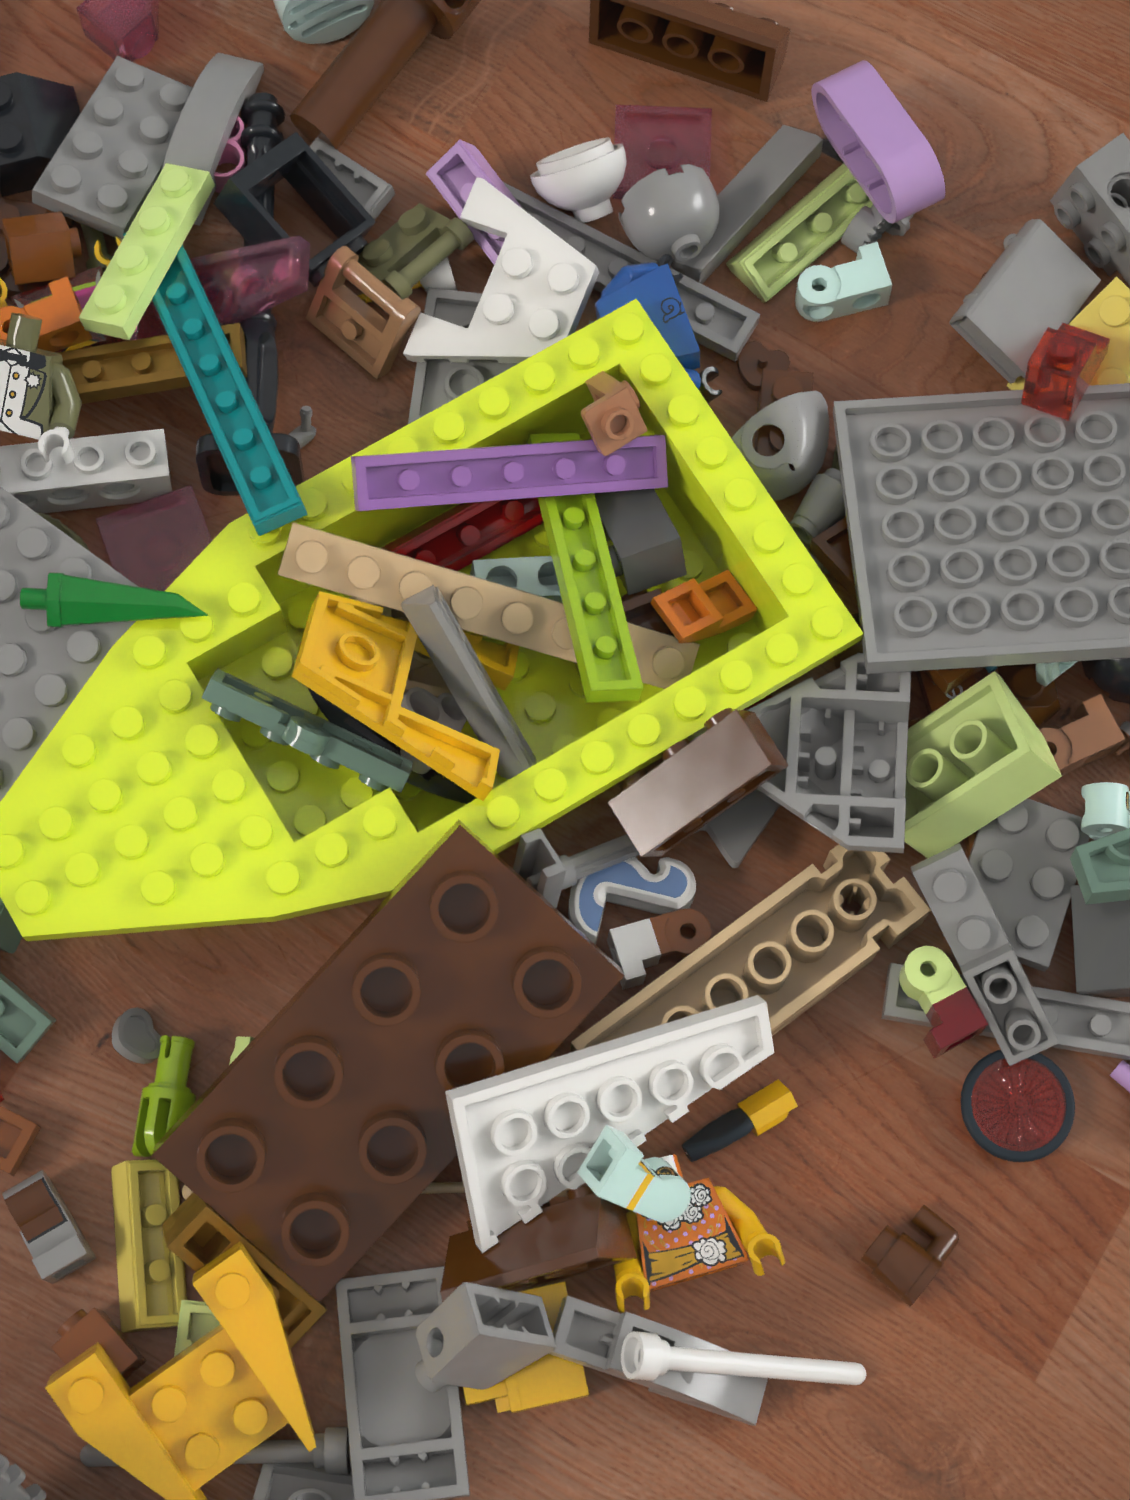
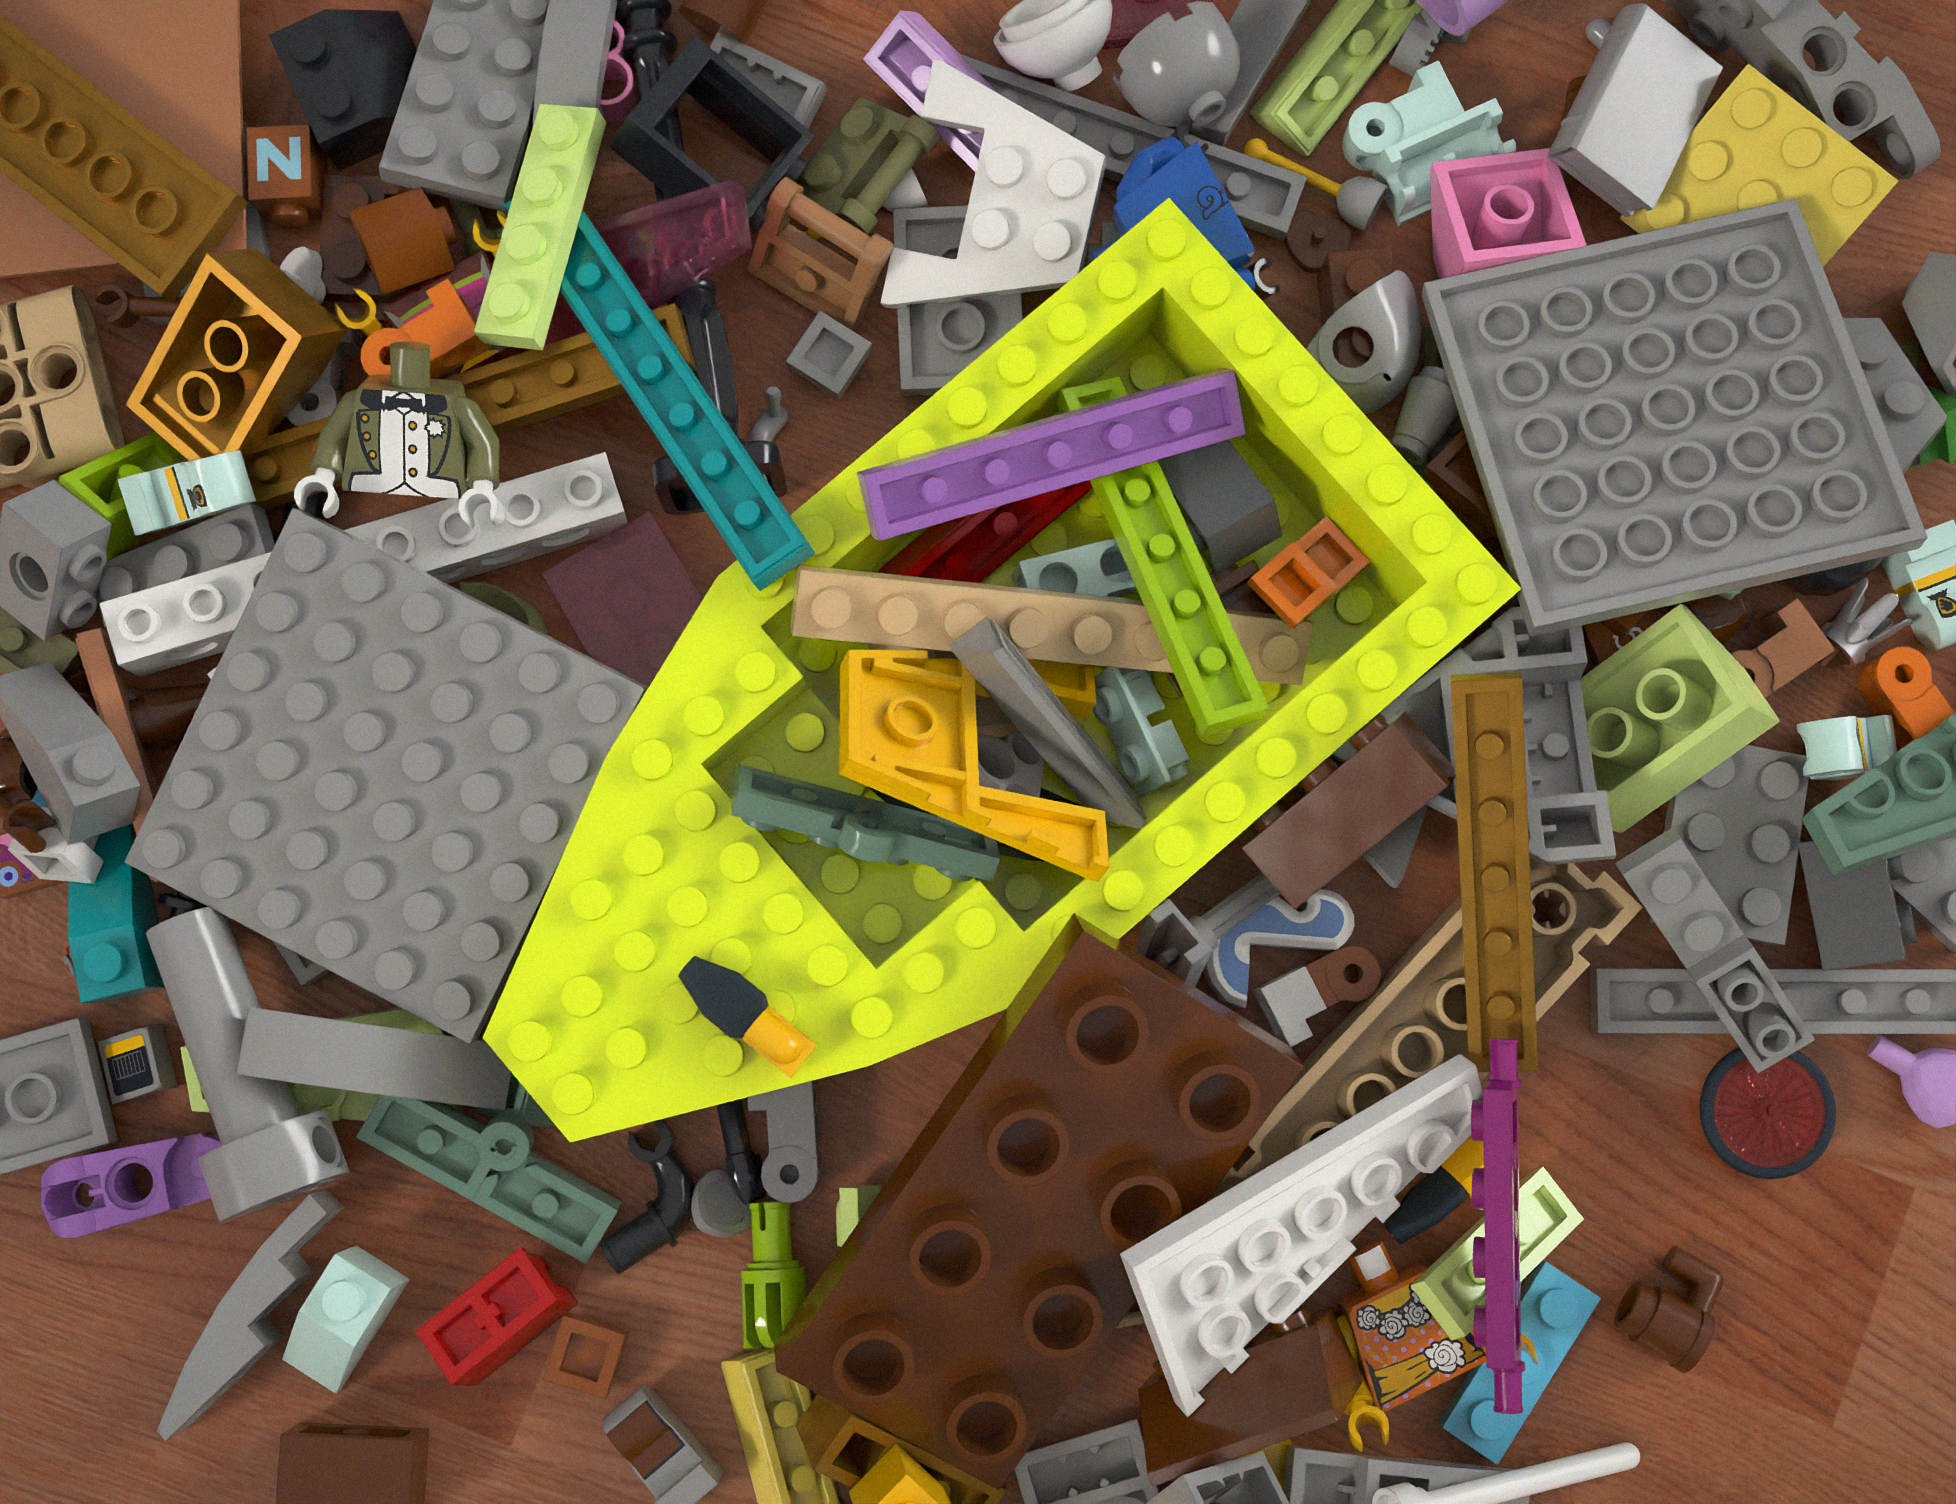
camera: 10 degrees left, 10 degrees up
(90, 601) = (567, 709): green bar -> none
(90, 1036) = (665, 1216): none -> black piece
(161, 1007) = (741, 1163): none -> black piece
(182, 854) = (744, 1014): none -> black piece
(205, 1003) = (792, 1139): none -> flat silver leg
(357, 390) = (829, 355): none -> light grey plate
(540, 686) = (1145, 753): none -> light aqua hinge
(613, 415) = (1172, 357): nougat bracket -> none
(623, 1177) = (1354, 1304): light aqua leg -> none
(758, 1301) = (1552, 1318): none -> medium azure plate
(762, 1154) = (1498, 1253): none -> magenta plate
(767, 1174) = (1449, 1283): none -> yellowish green plate
(798, 338) = (1355, 199): none -> hinge
(804, 848) = (1494, 864): none -> pearl gold plate
(871, 321) = (1408, 163): none -> light aqua hinge
(907, 358) = (1499, 211): none -> bright pink slope
(945, 999) = (1670, 1009): leg -> none
(1062, 369) = (1705, 199): clear red arch -> none

